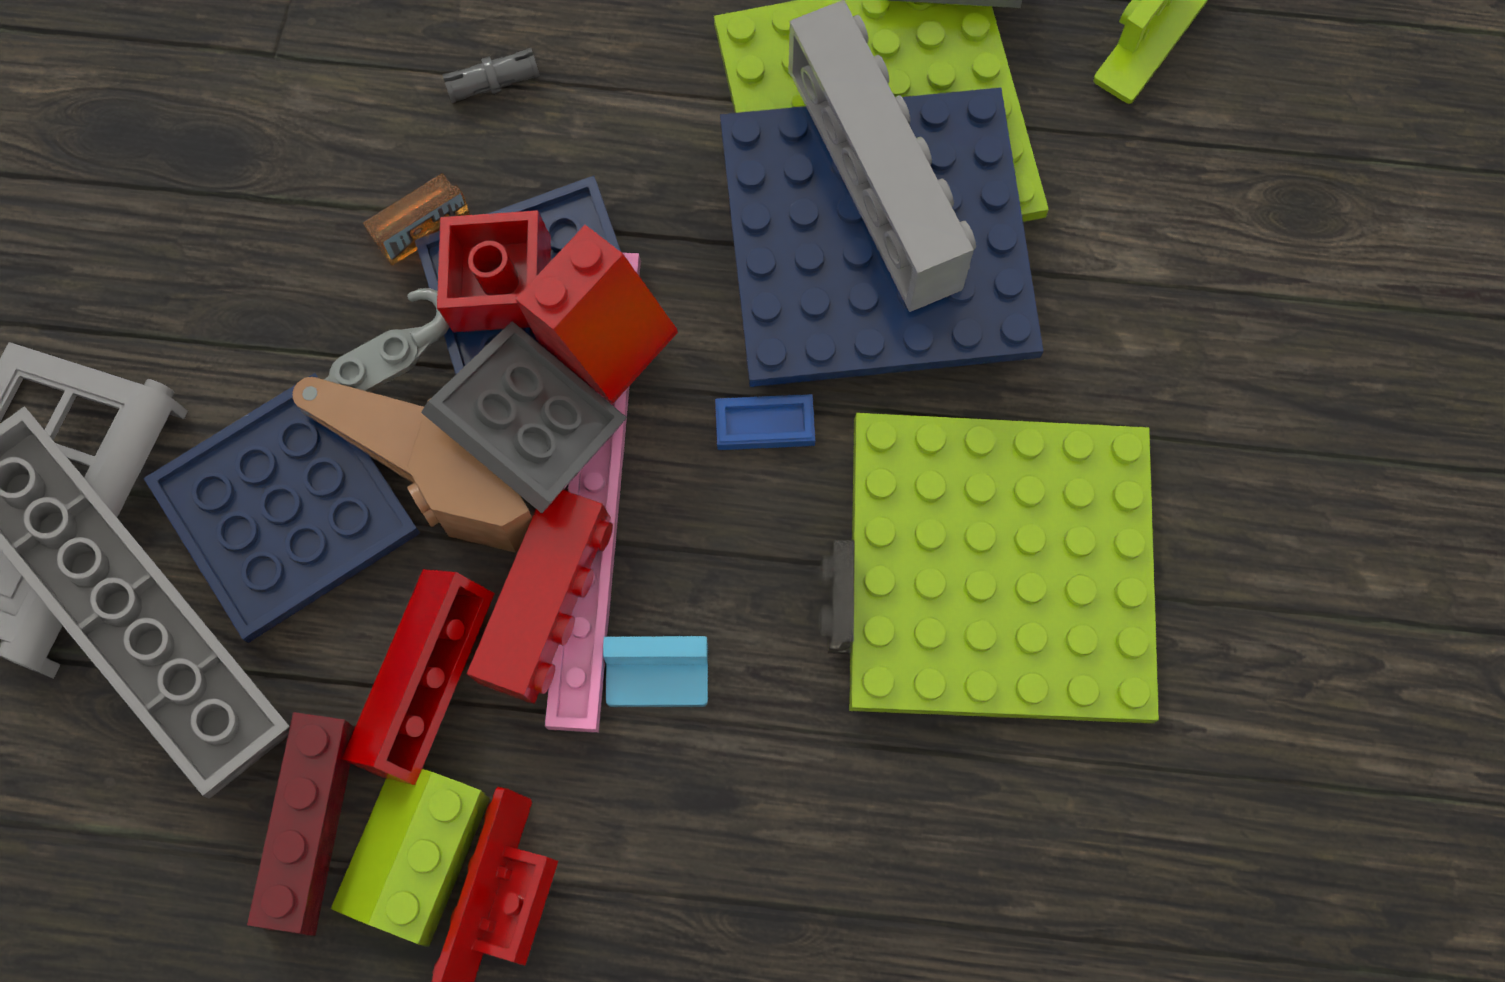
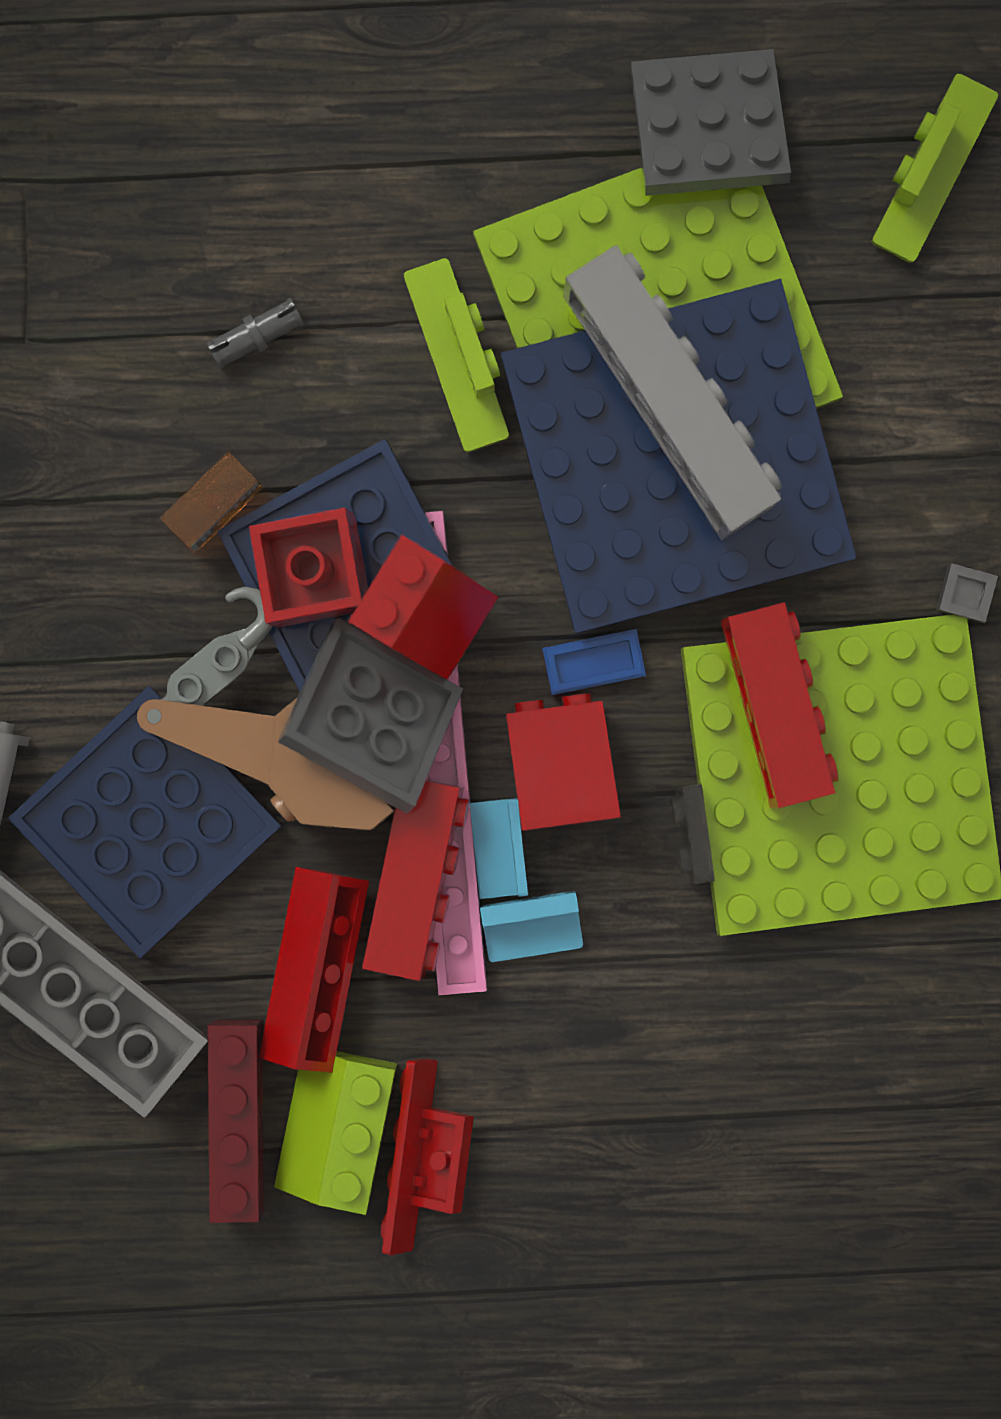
camera: 10 degrees left, 15 degrees up
(636, 586) = (498, 848): none -> medium azure panel
(681, 121) = (457, 354): none -> lime bracket
(713, 511) = (562, 763): none -> red slope
(945, 476) = (779, 706): none -> red brick
(1151, 408) = (967, 593): none -> flat silver plate

